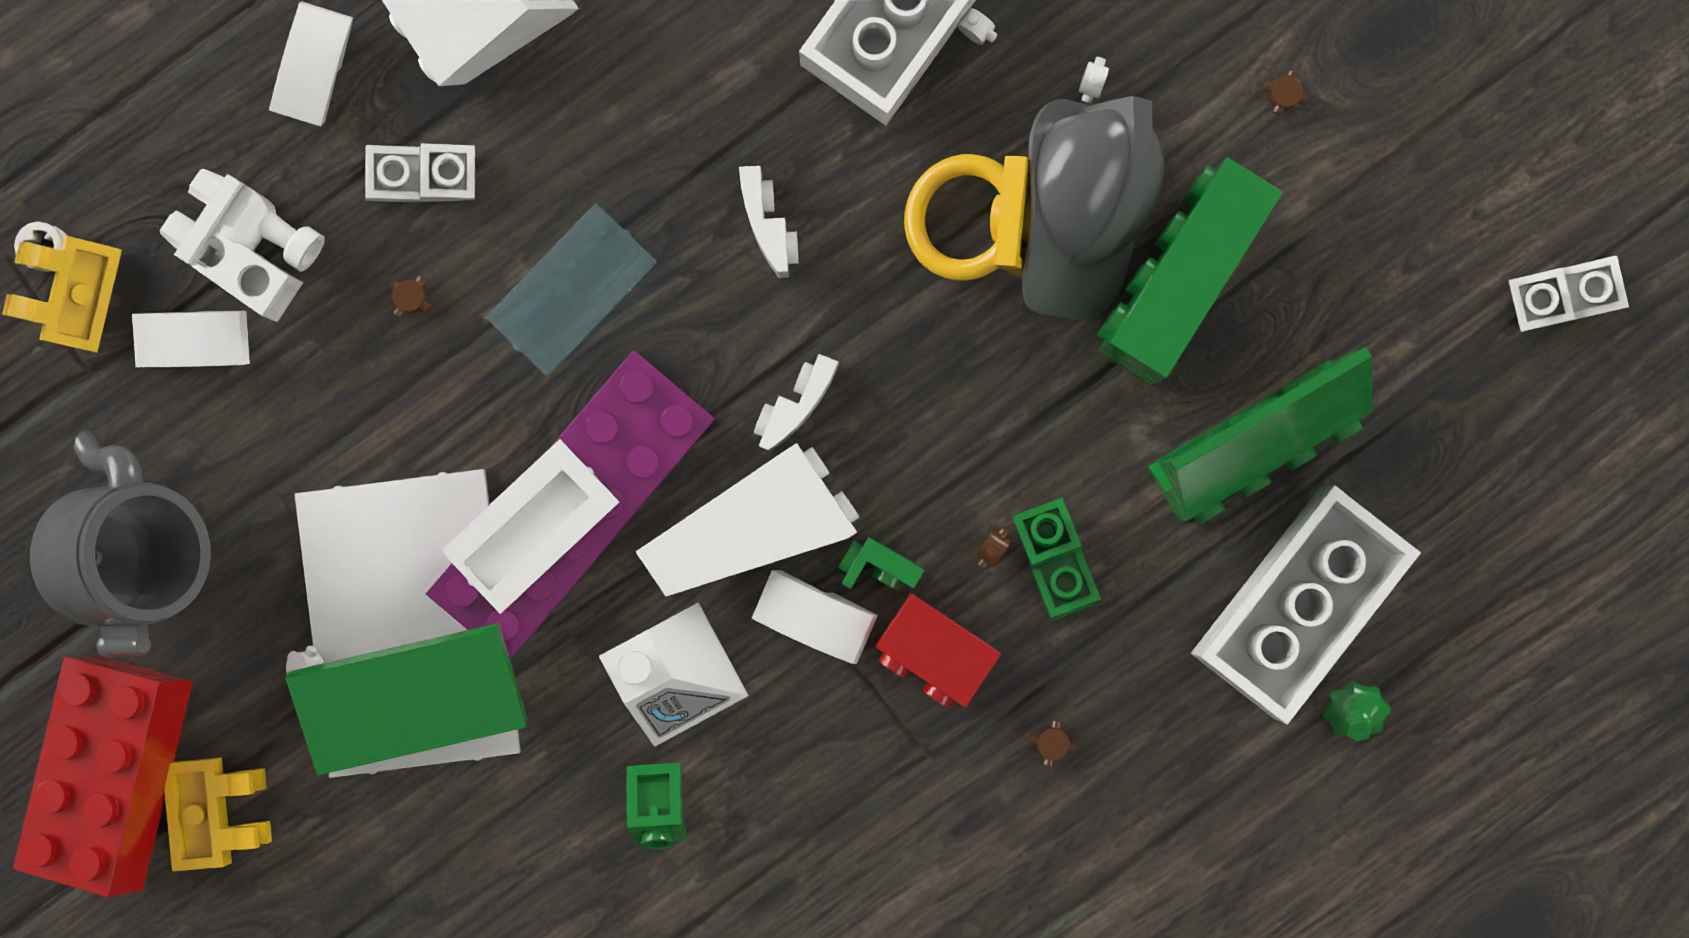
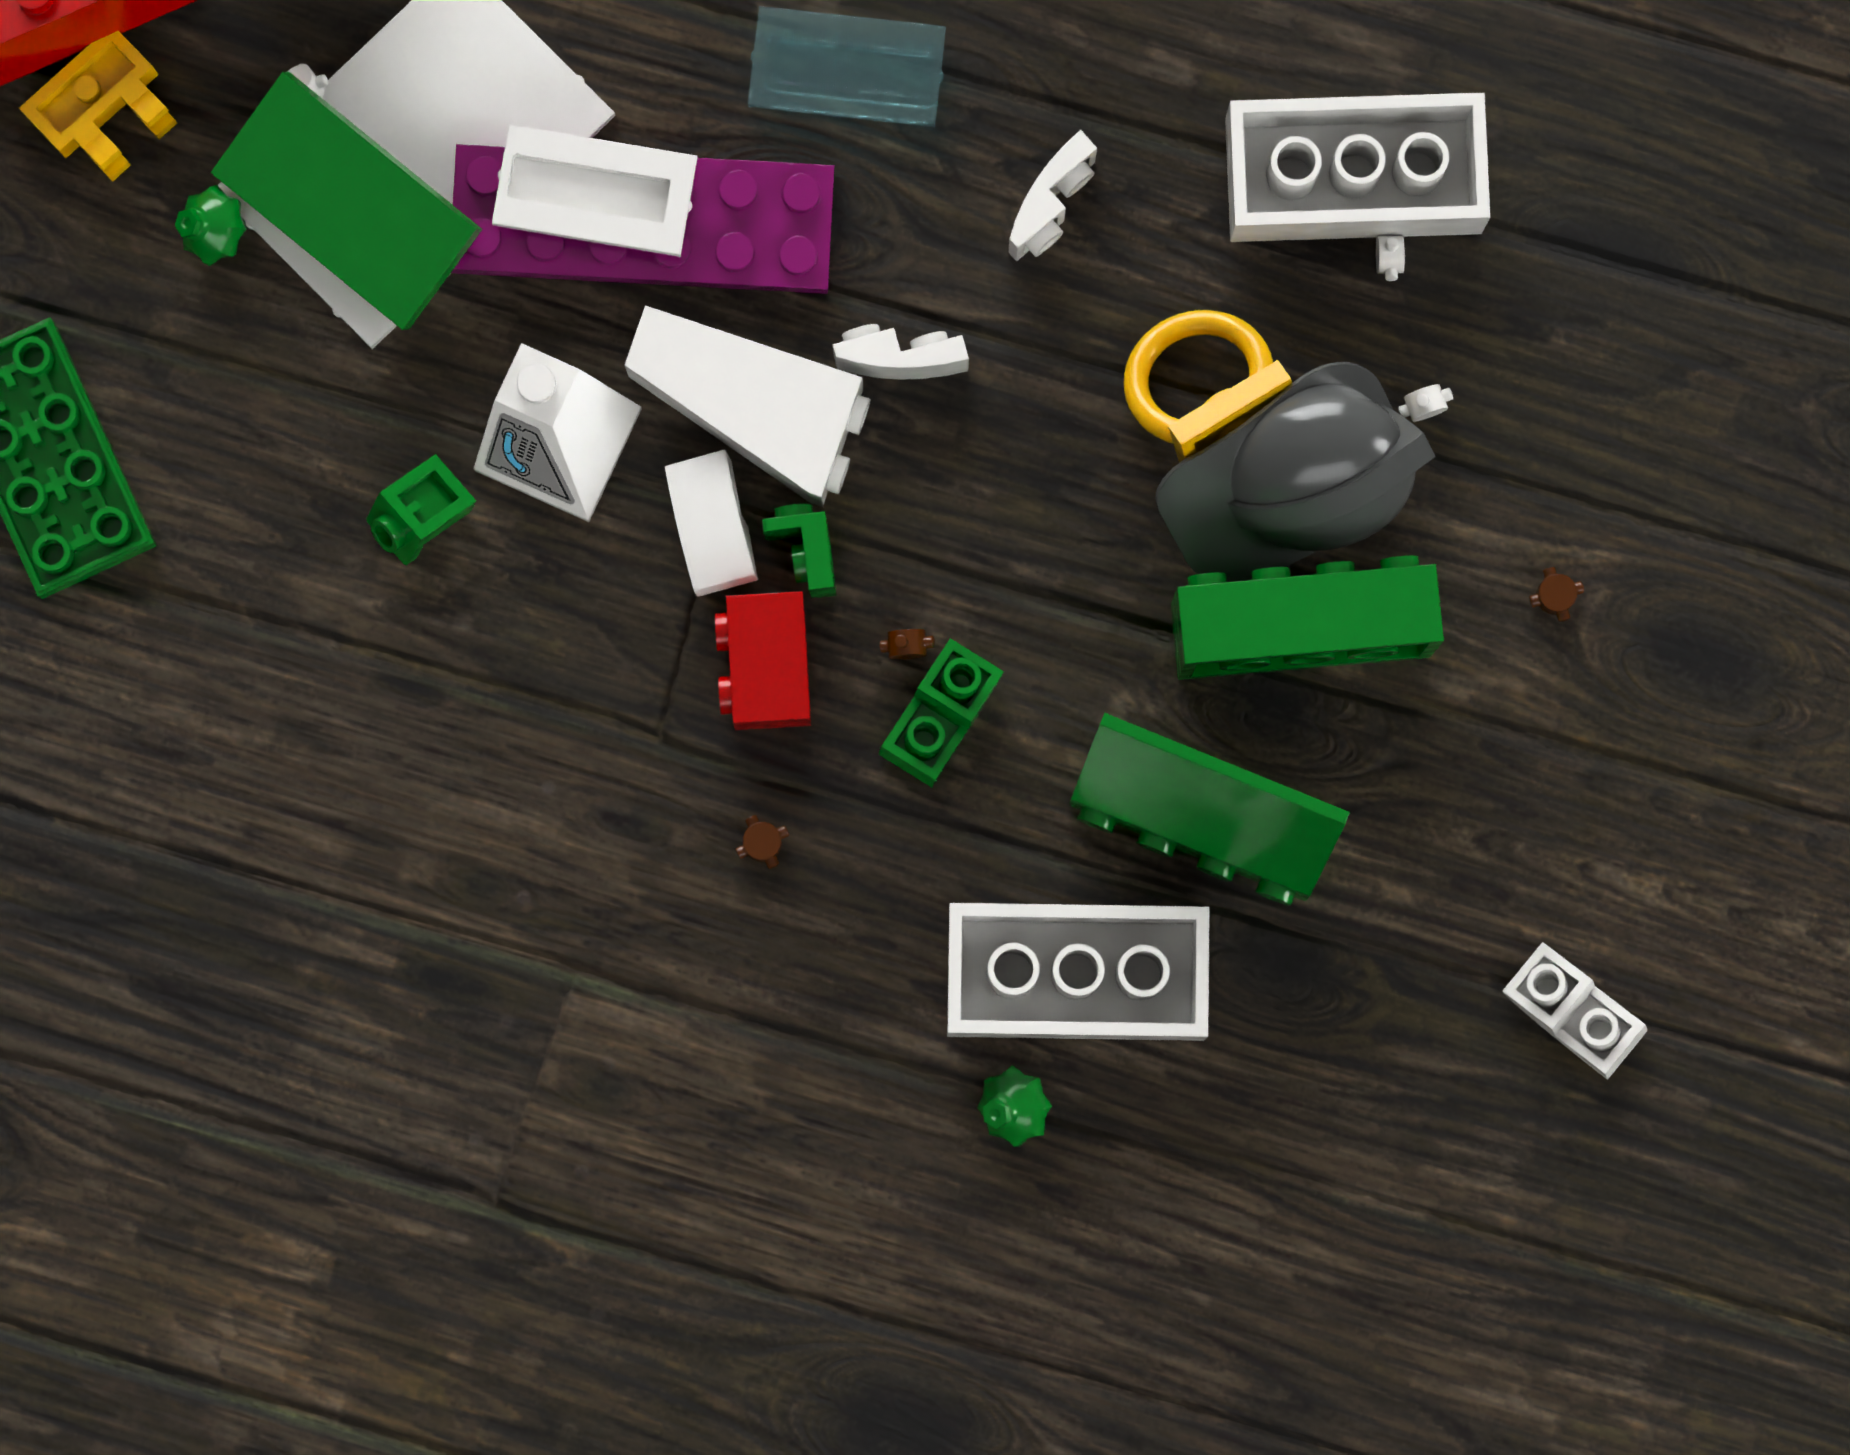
camera: 55 degrees right, 5 degrees down
(353, 800) = (211, 225): none -> green piece

